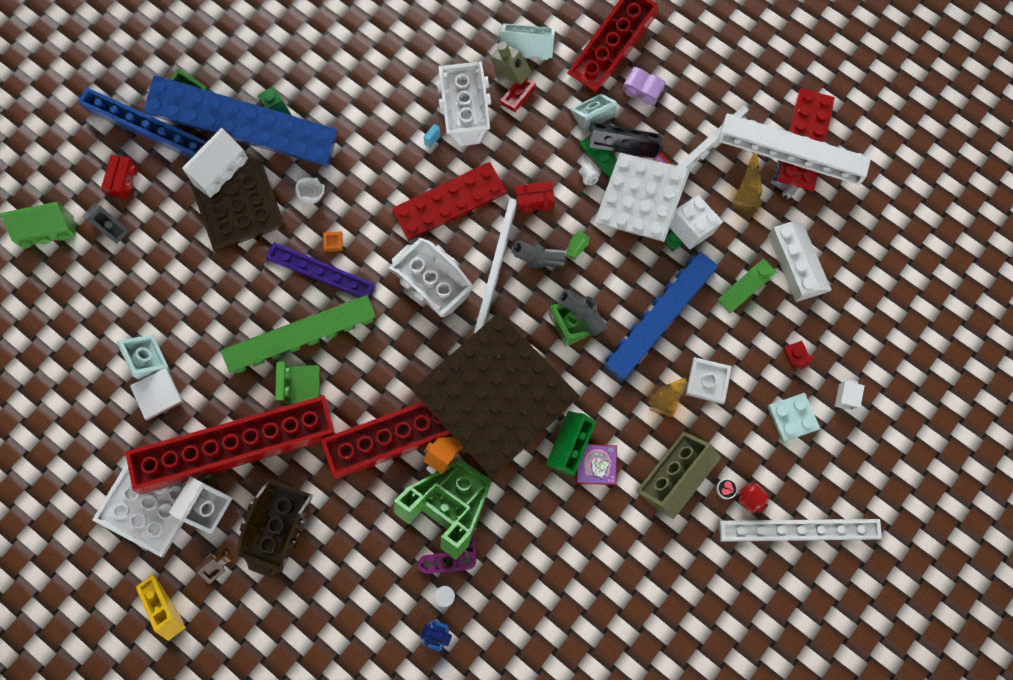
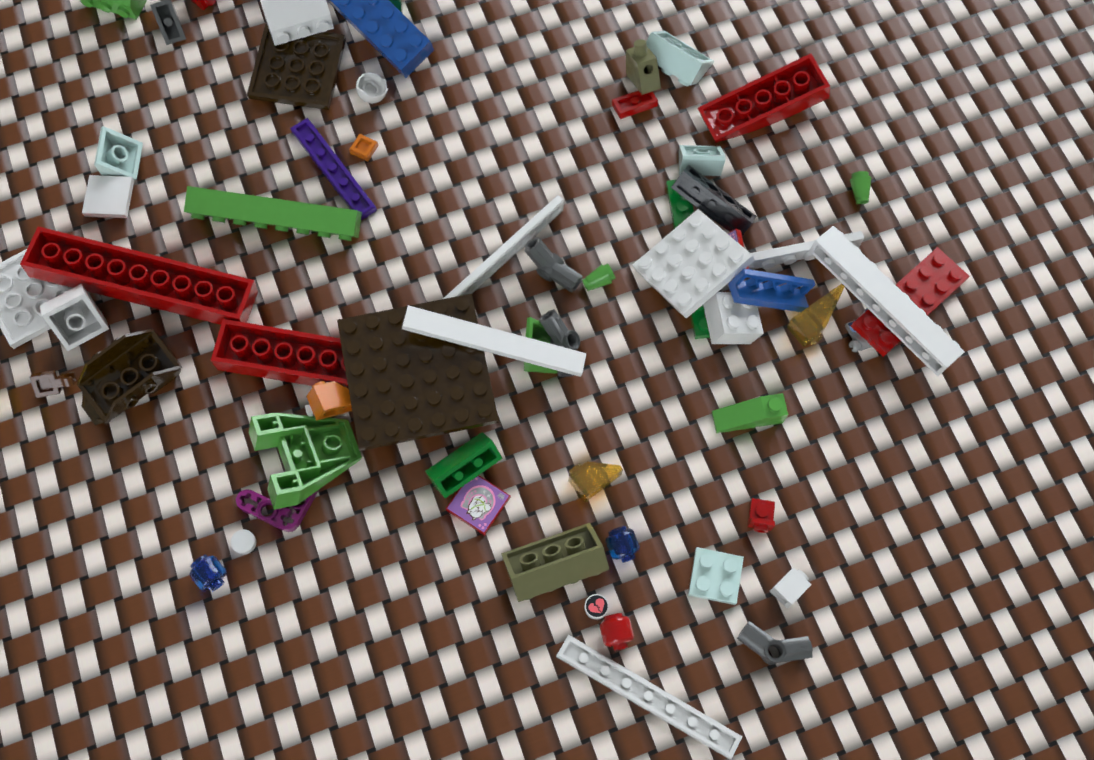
camera: 30 degrees right, 5 degrees down
(296, 383) = (238, 255): bright green bracket -> none
(431, 276) = (432, 230): white slope -> none
(432, 136) = (522, 98): medium azure tile -> none
(449, 201) = (500, 169): red plate -> none
(464, 101) = (572, 81): white slope -> none
(535, 196) = (586, 208): red brick -> none
(539, 339) = (494, 341): none -> white tile
(589, 174) = (656, 216): white hose -> none
(643, 86) = (768, 160): lavender brick -> none
(660, 317) = (639, 393): blue brick -> none
(708, 380) = (649, 486): white tile -> none
(710, 187) = (769, 293): none -> blue fence
(717, 433) = (622, 544): none -> clear blue head
(720, 70) = (861, 185): none -> bright green cone
(798, 261) = (824, 420): white slope -> none
(854, 446) = (788, 649): none -> dark grey piece

